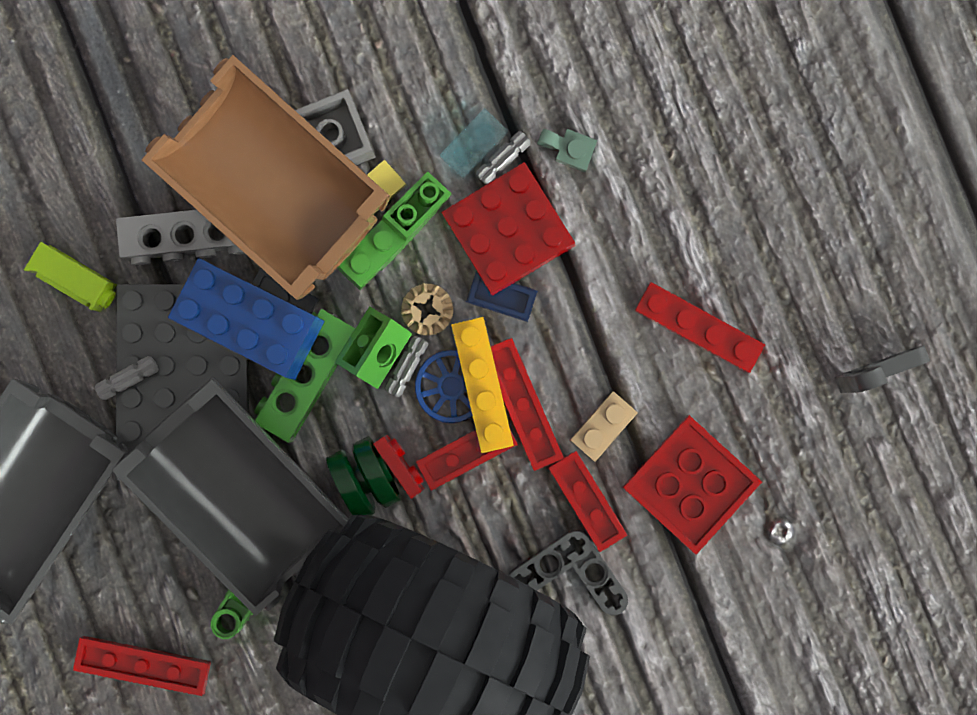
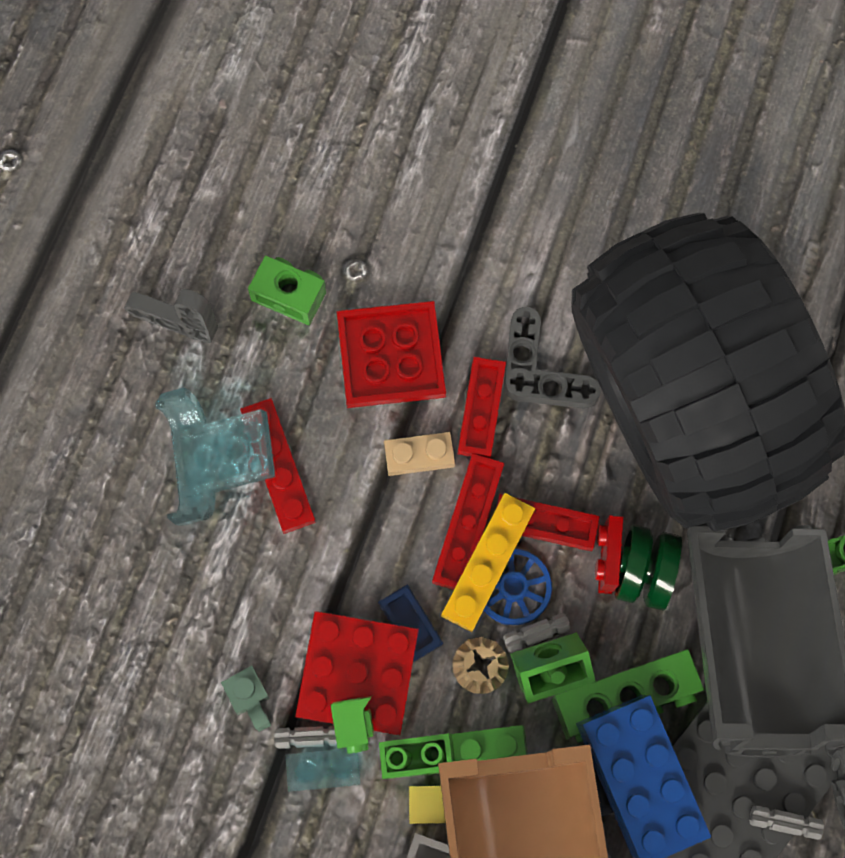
camera: 150 degrees left, 15 degrees down
(479, 187) = (352, 724): none -> bright green window
(751, 291) = (213, 454): none -> clear light blue piece
(835, 468) = (298, 304): none -> bright green brick

